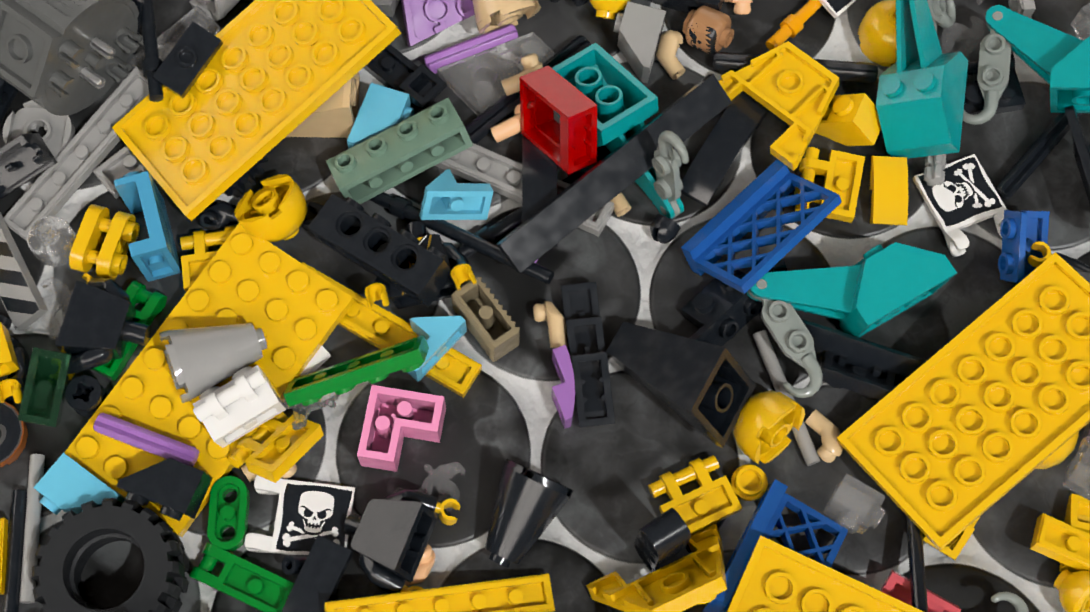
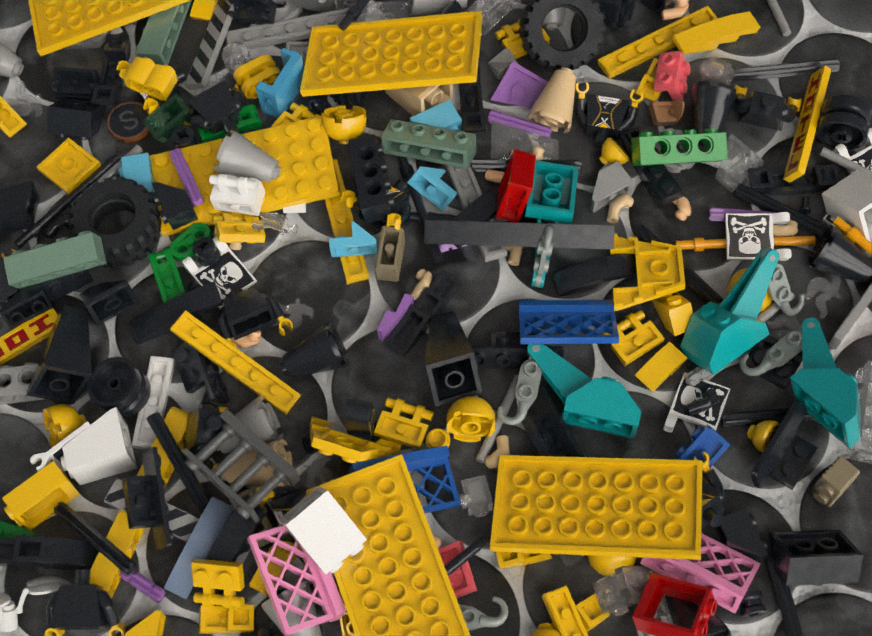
camera: 50 degrees right, 5 degrees down
(187, 60) = (370, 19): black plate -> none
(273, 504) = (206, 251): none -> black wheel
(346, 375) = (310, 226): green plate -> none
(397, 415) = (297, 262): bright pink brick -> none
(664, 229) = (522, 287): black hinge -> none
(708, 29) = (649, 210): medium nougat head -> none
(974, 193) = (710, 400): none -> black arm
(1058, 173) = (762, 434): none -> yellow brick

